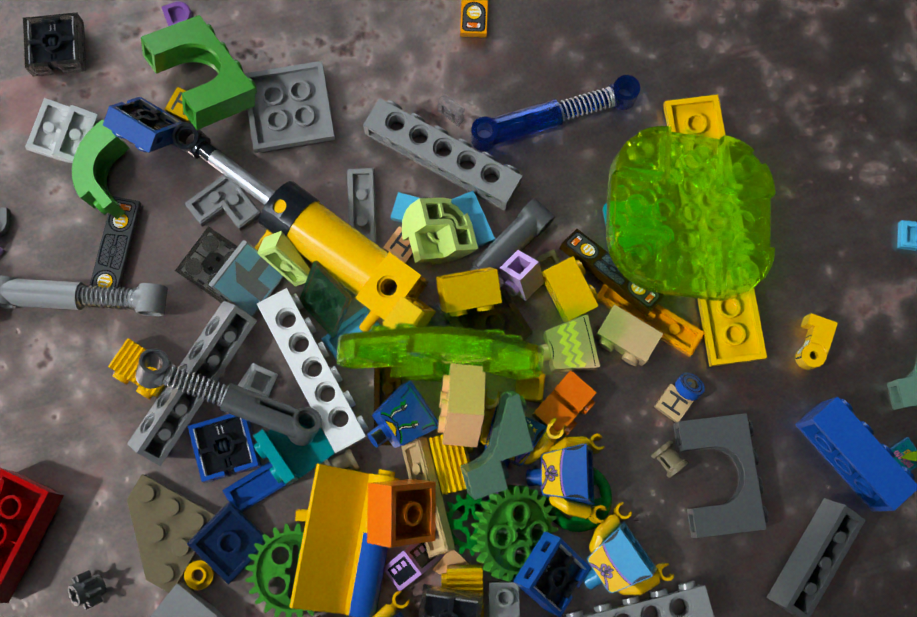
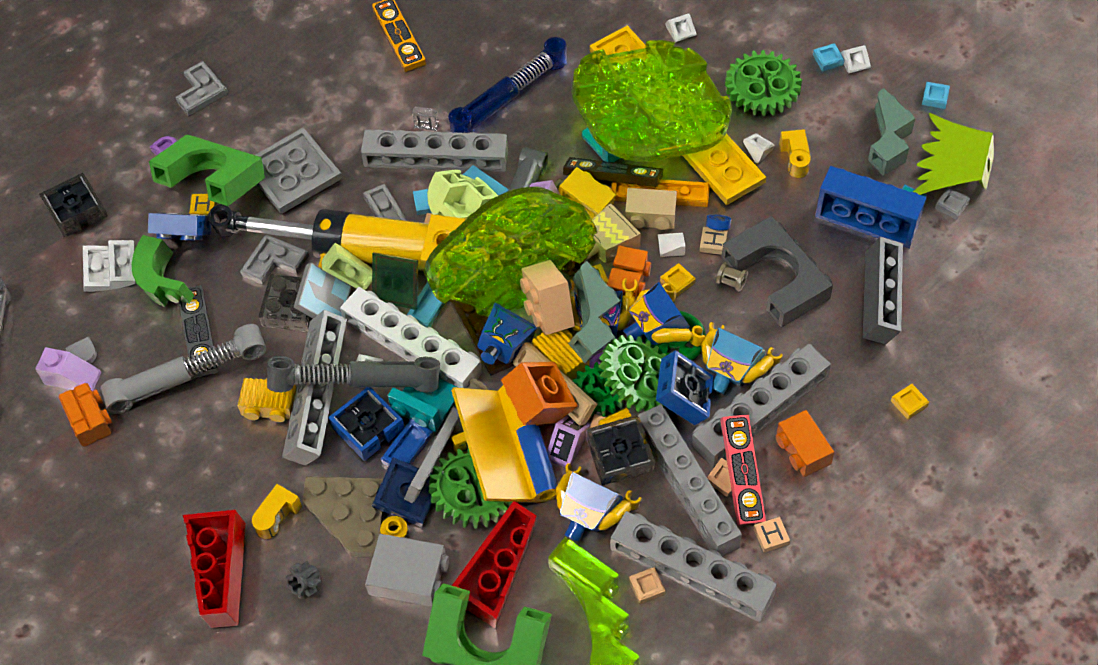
camera: 20 degrees left, 20 degrees down
(93, 497) = (274, 510): none -> yellow leg
(267, 522) = (432, 456): none -> light grey tile
(614, 430) = (678, 278): none -> yellow tile
(629, 385) = (671, 244): none -> white slope
(774, 122) = (681, 27): none -> white slope
(779, 312) = (758, 147): none -> white slope
(801, 230) = (748, 88): none -> bright green gear

